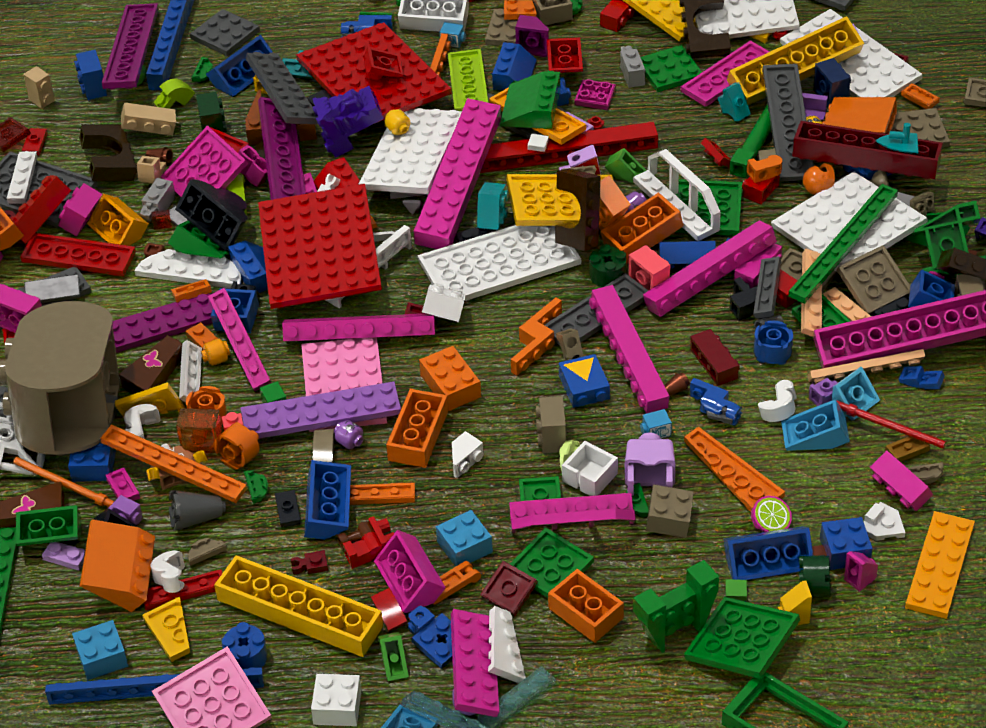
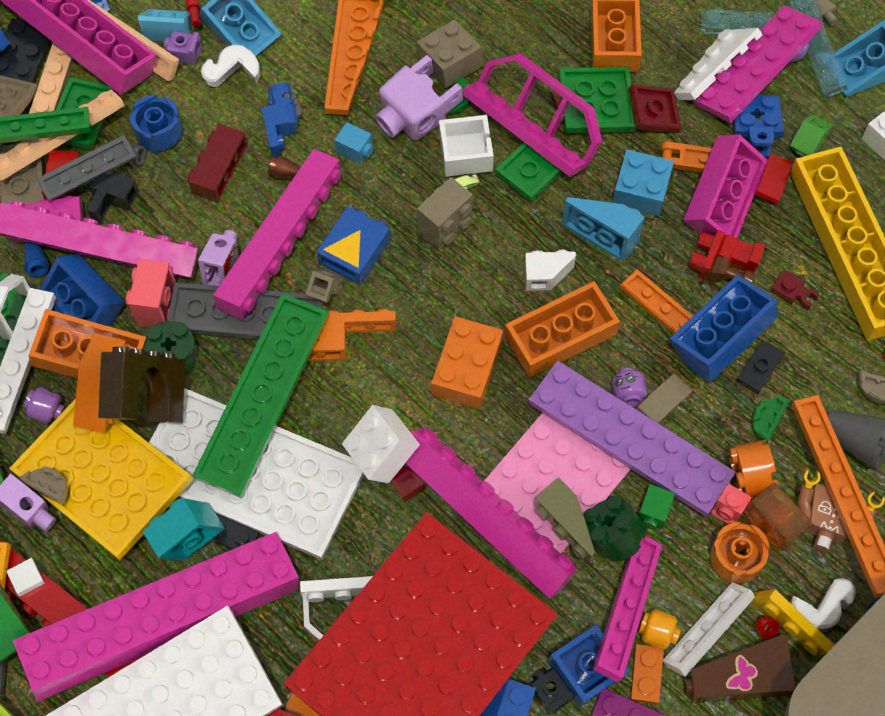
camera: 135 degrees left, 20 degrees up
(282, 363) = (614, 529): none -> dark green brick
(311, 349) = (564, 513): none -> olive slope
(456, 490) = (604, 224): none -> dark azure slope
(532, 277) = (261, 395): none -> green plate
(641, 313) = (218, 257): none -> lavender torso

